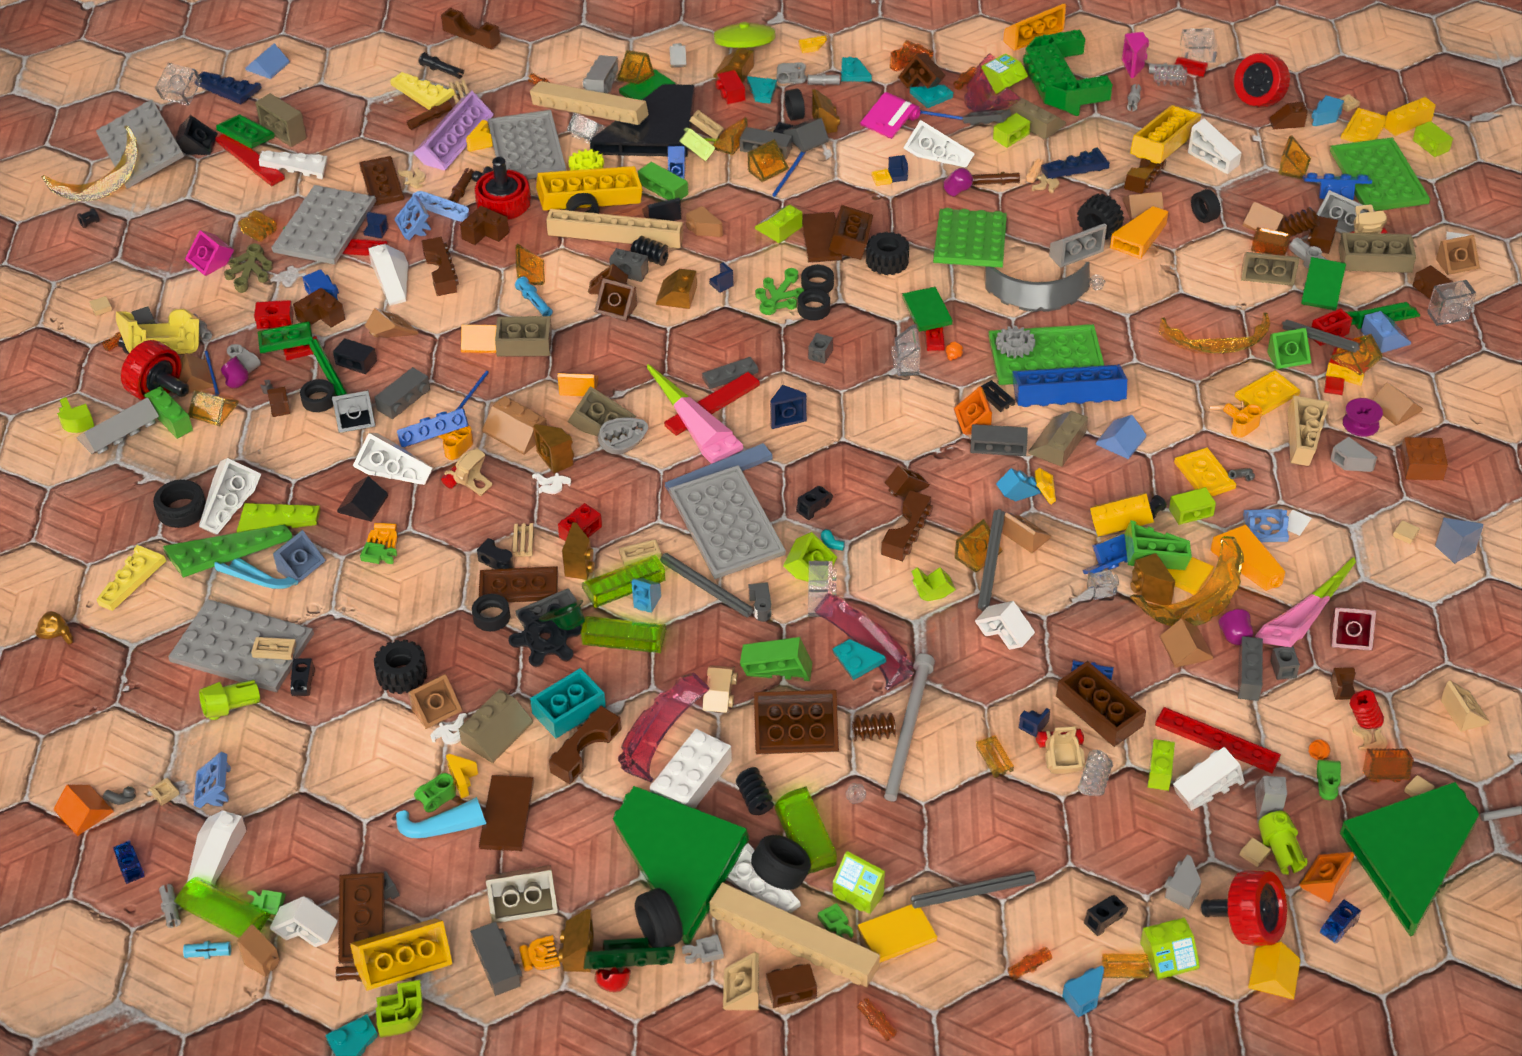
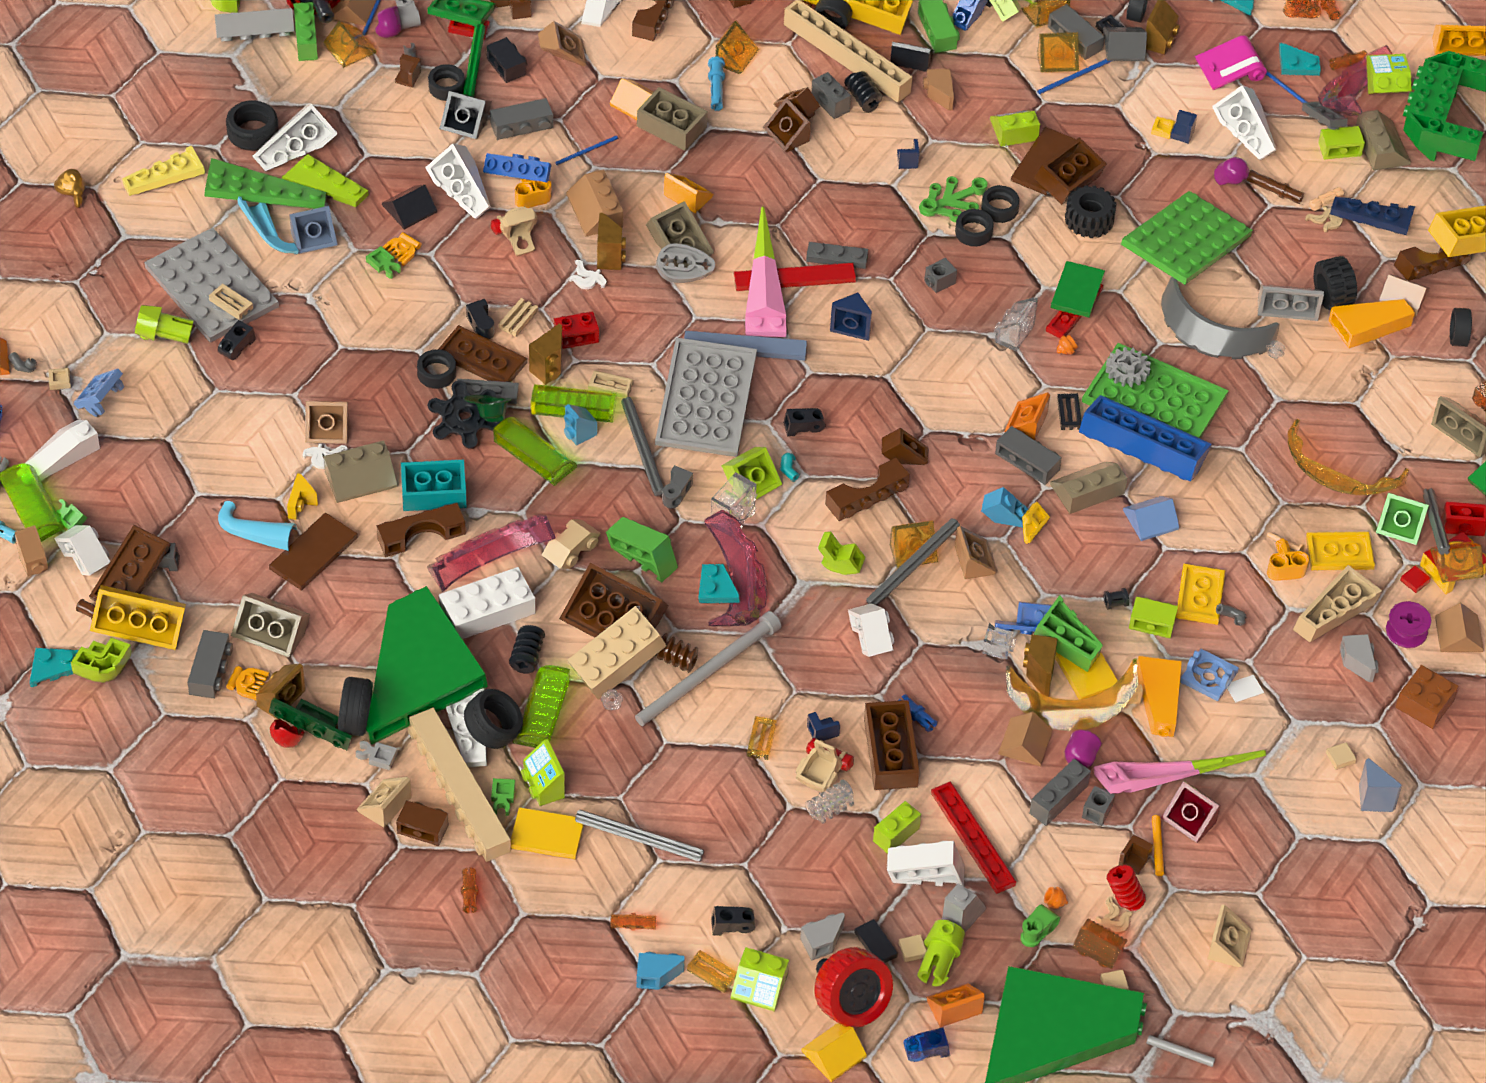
camera: 30 degrees right, 5 degrees up
(395, 655) = (322, 363): black tyre -> none
(436, 792) = (270, 500): bright green piece -> none
(678, 289) = (858, 146): pearl gold slope -> none
(833, 751) = (617, 652): none -> tan brick
(922, 70) = (1298, 31): reddish brown brick -> none
(1116, 514) = (1074, 586): yellow slope -> none
(1223, 863) = (875, 941): none -> black tile
(1344, 663) = (1157, 843): none -> light orange bar

